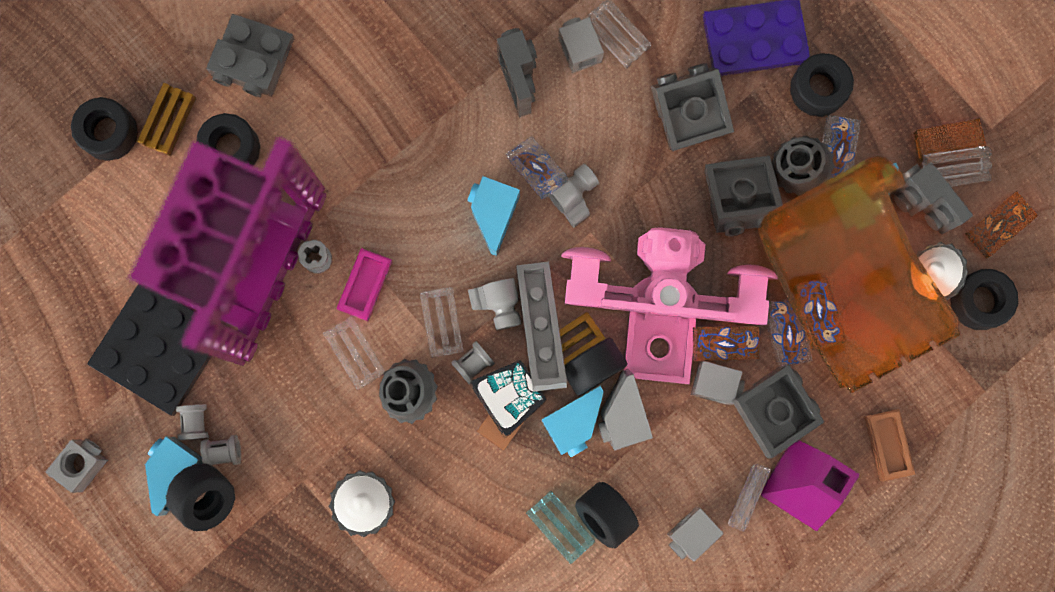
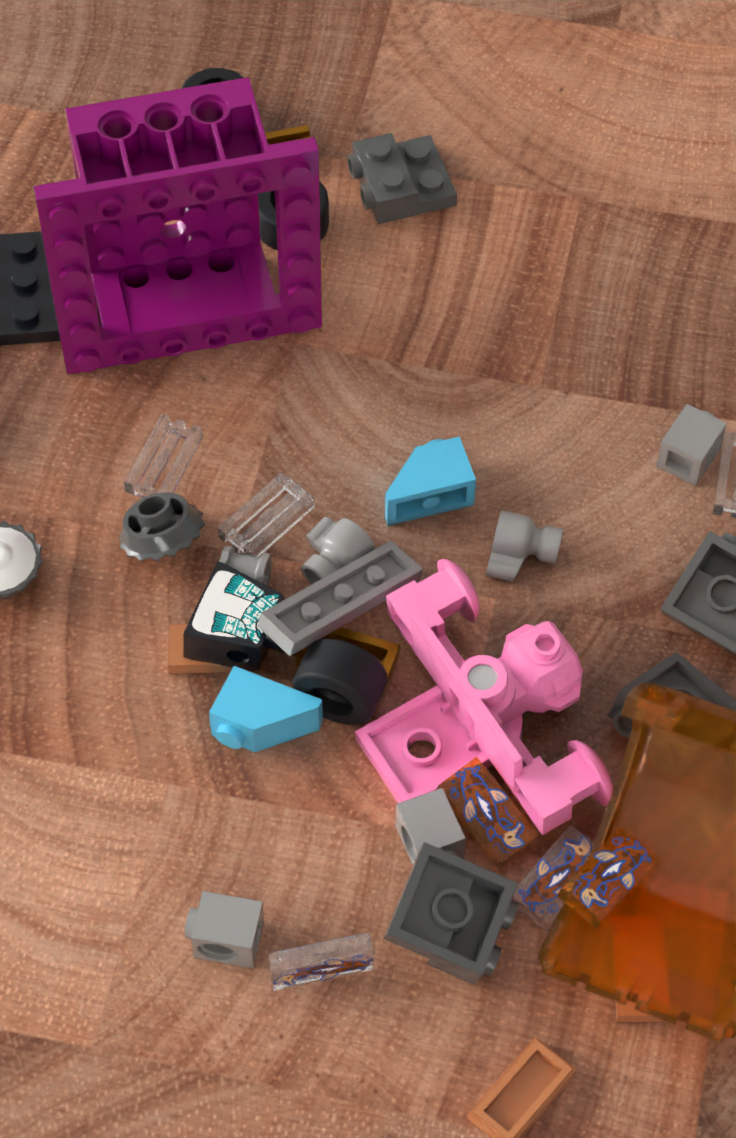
camera: 55 degrees right, 25 degrees down
(314, 266) = (238, 359): light grey bush -> none
(364, 284) = (247, 421): dark pink tile -> none
(517, 64) = (604, 395): dark grey plate -> none
(537, 167) = (517, 487): clear tile -> none
(580, 549) = (115, 821): clear light blue tile -> none
(607, 515) = (175, 812): black tyre -> none
(624, 414) = (311, 752): light grey slope -> none
(809, 484) = (391, 1021): magenta slope -> none

